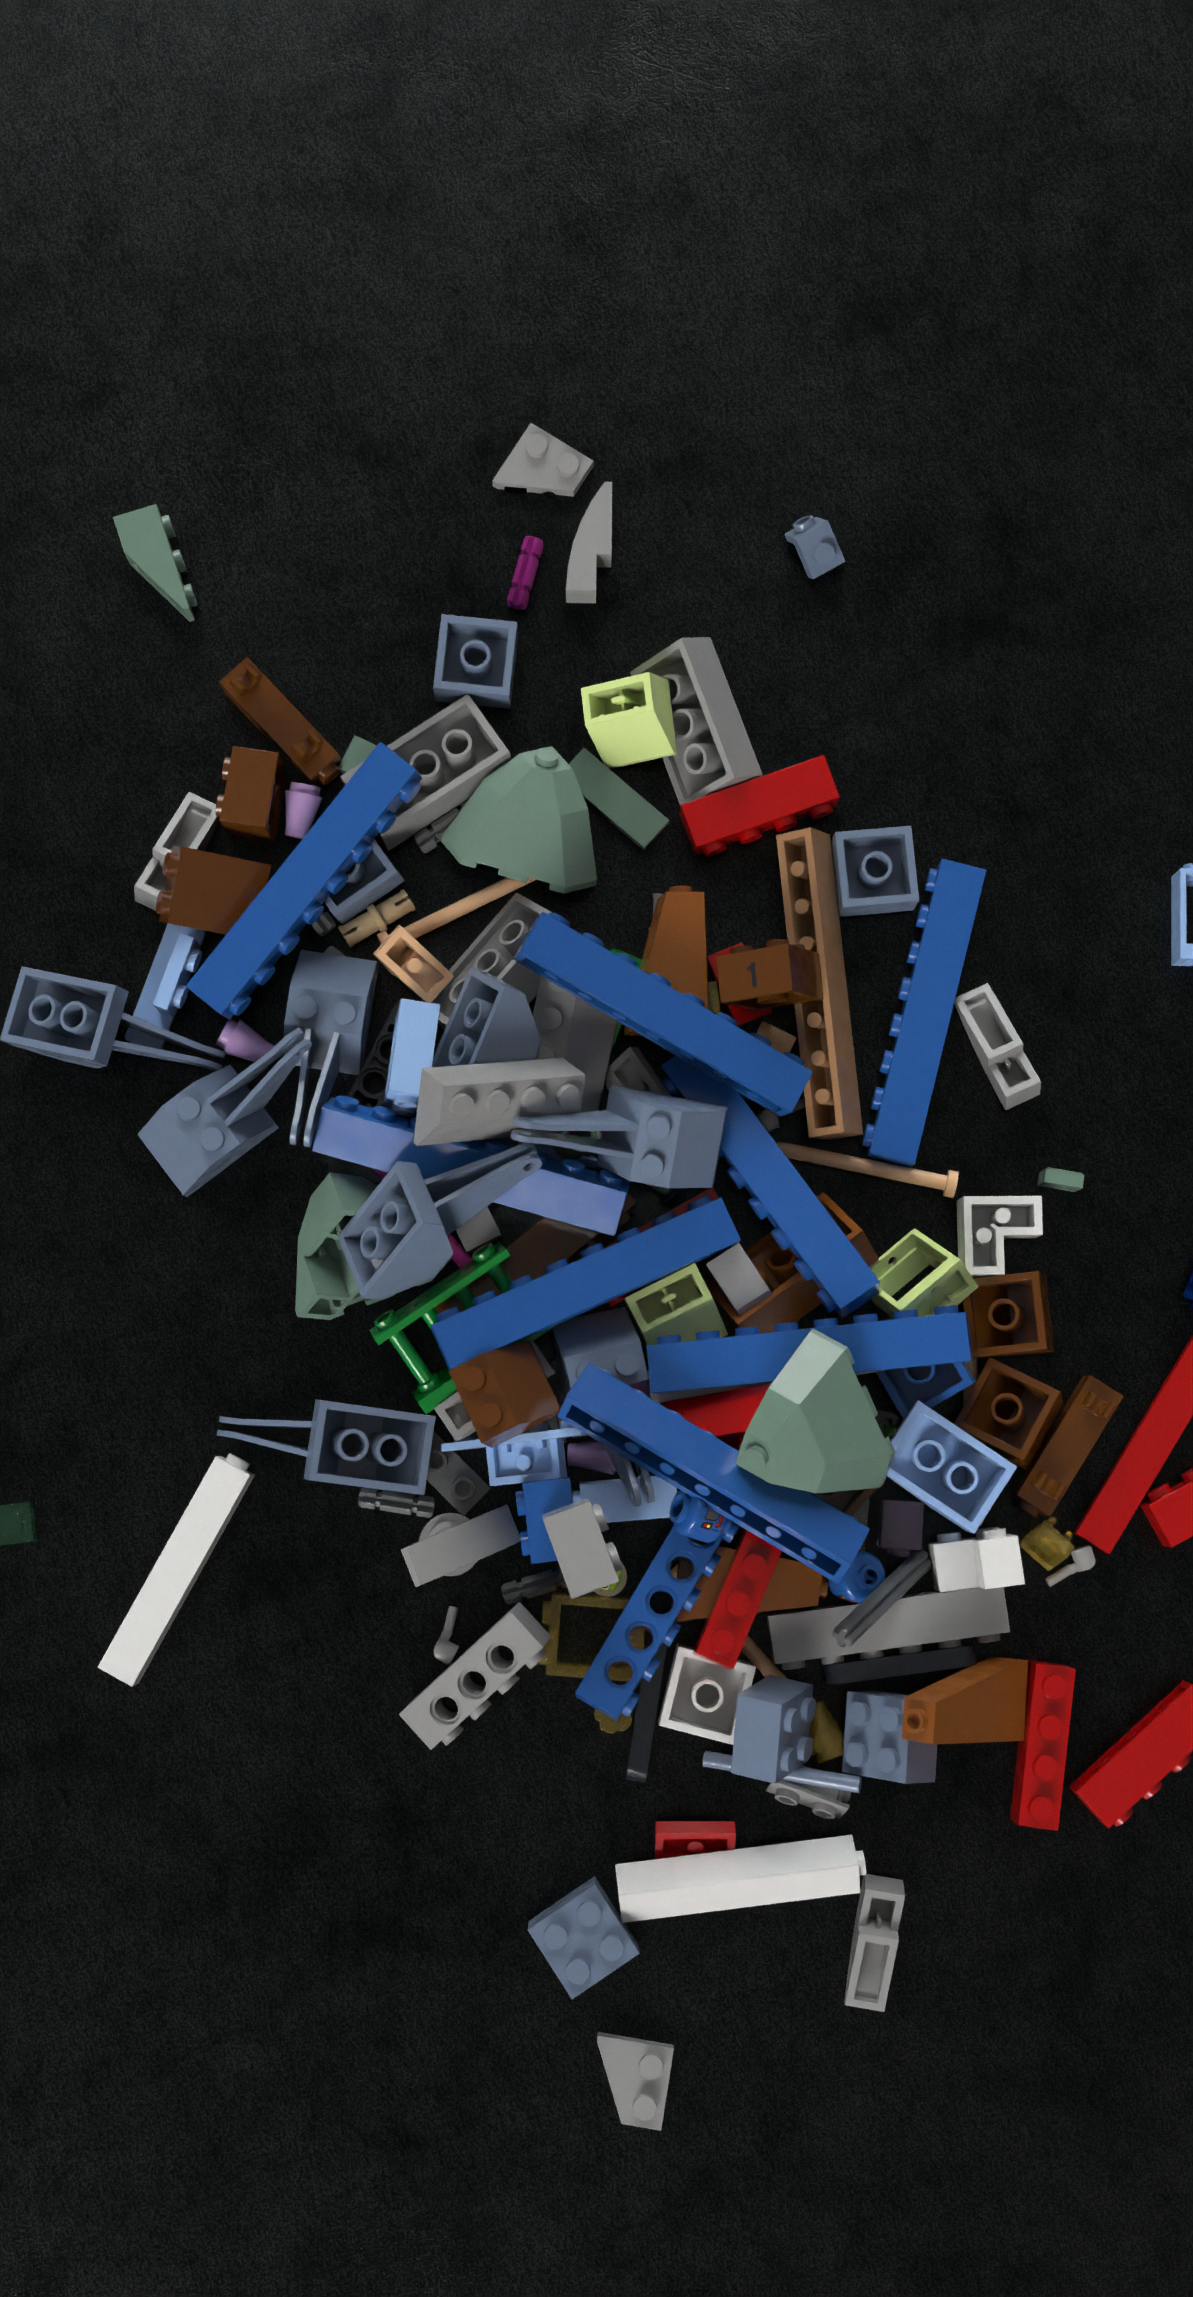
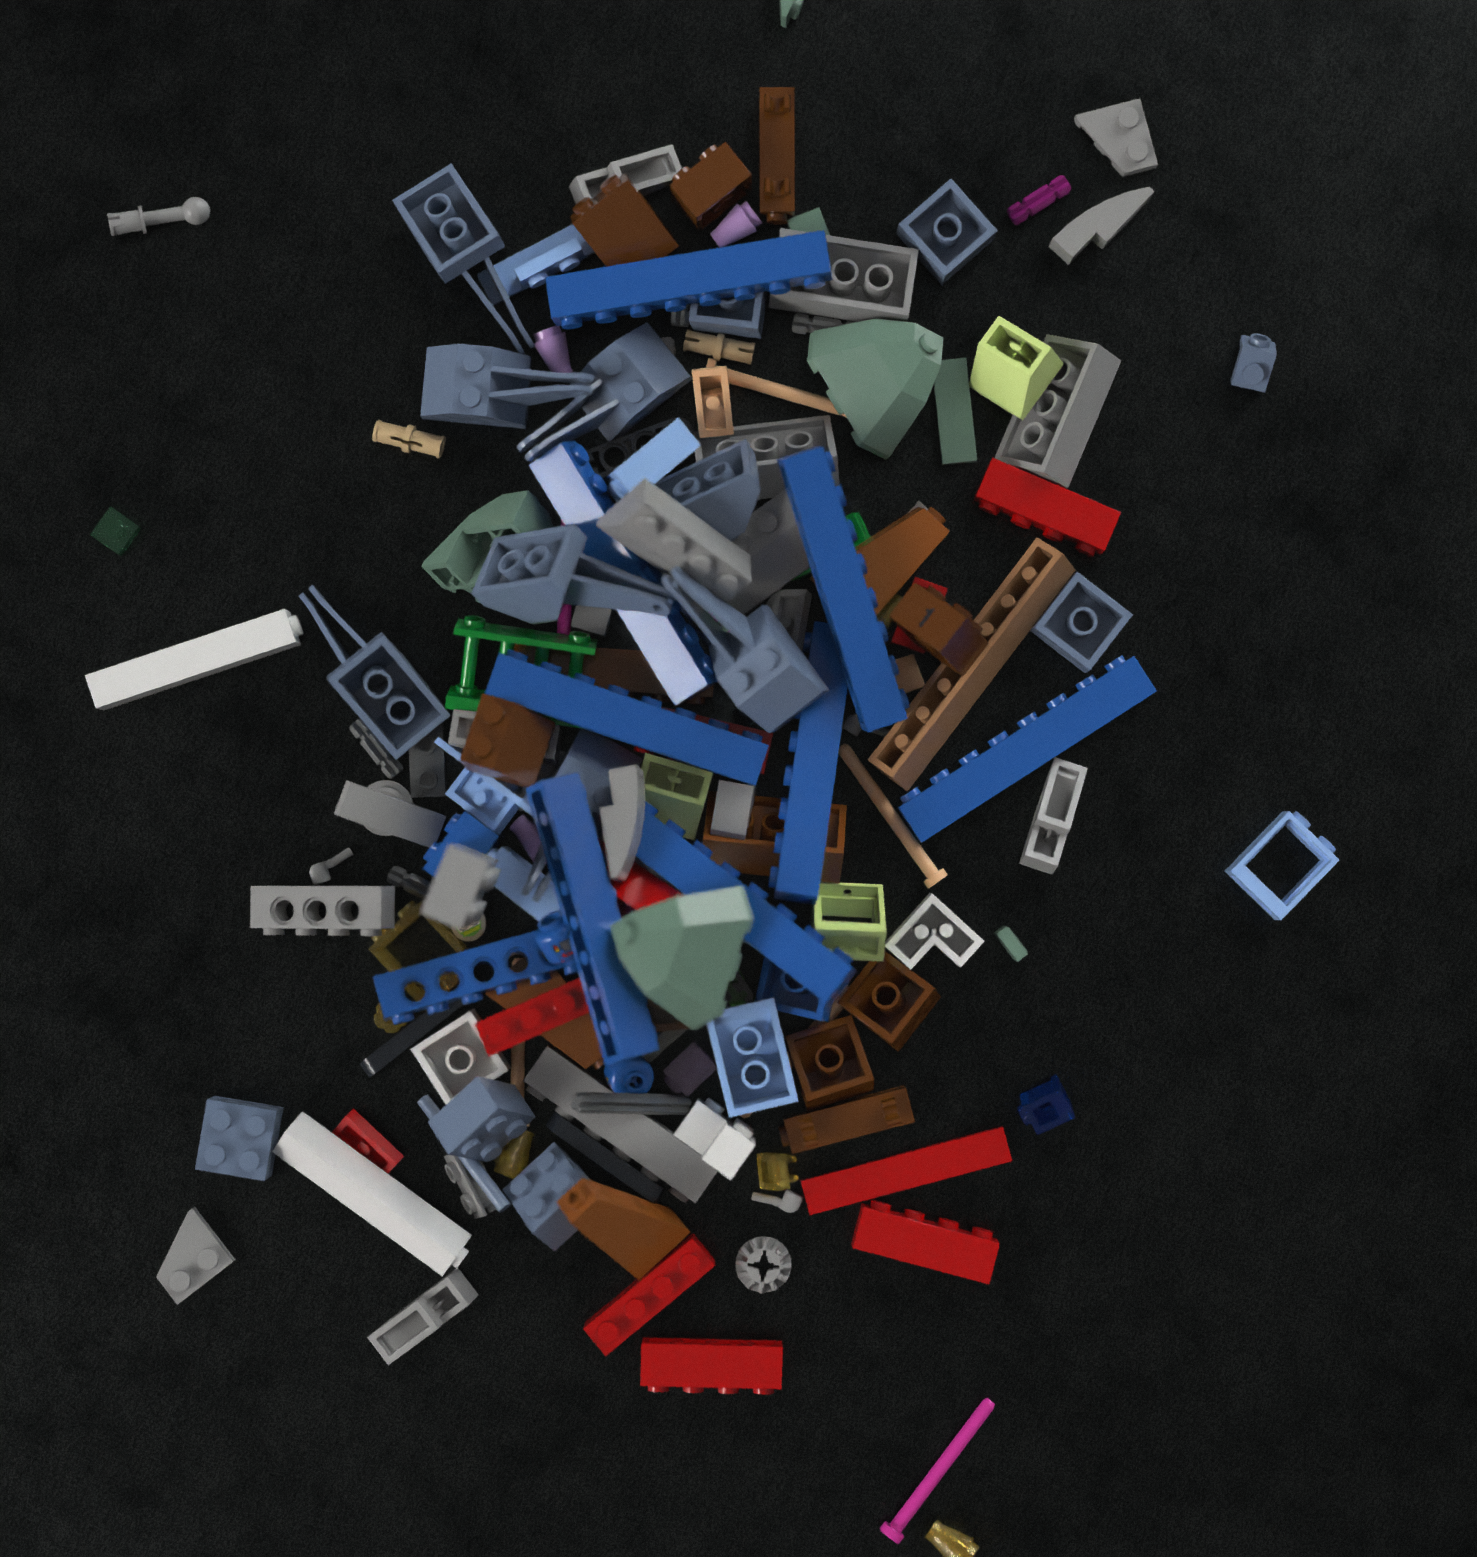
camera: 45 degrees right, 5 degrees up
(190, 1223) = (408, 438): none -> tan pin
(661, 1366) = (624, 819): none -> light grey slope
(1092, 1629) = (751, 1253): none -> light grey gear

